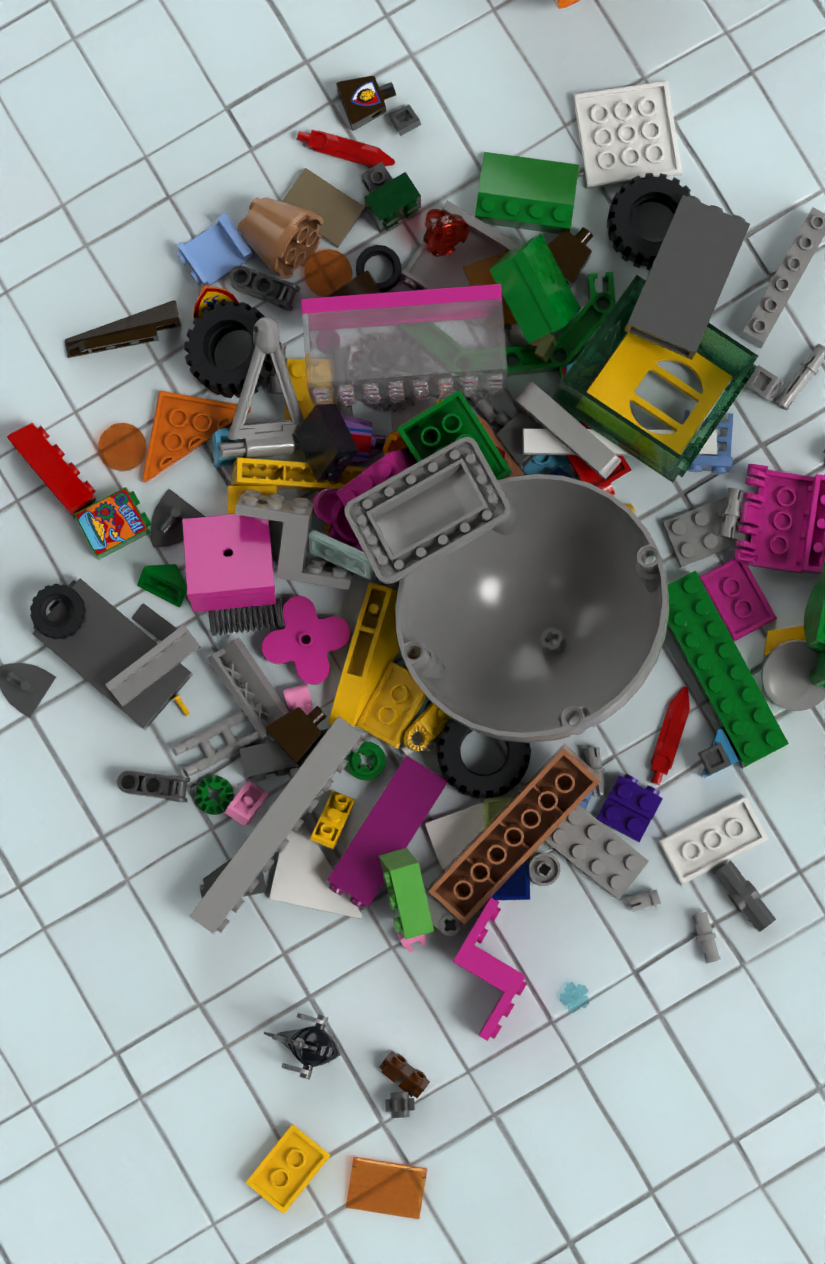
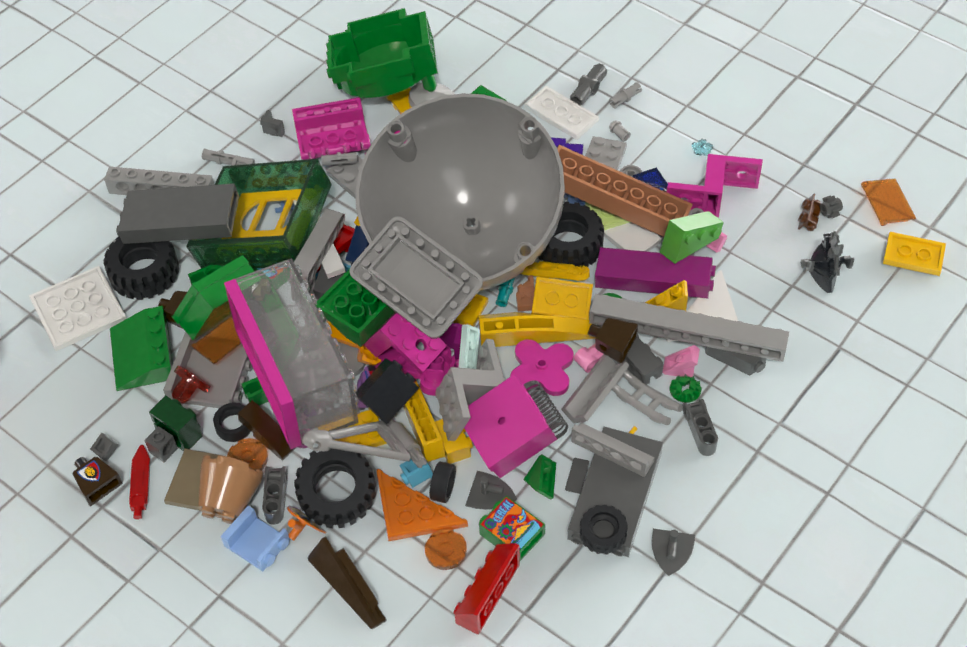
camera: 110 degrees left, 30 degrees down
(194, 468) = (442, 482): none -> black tyre

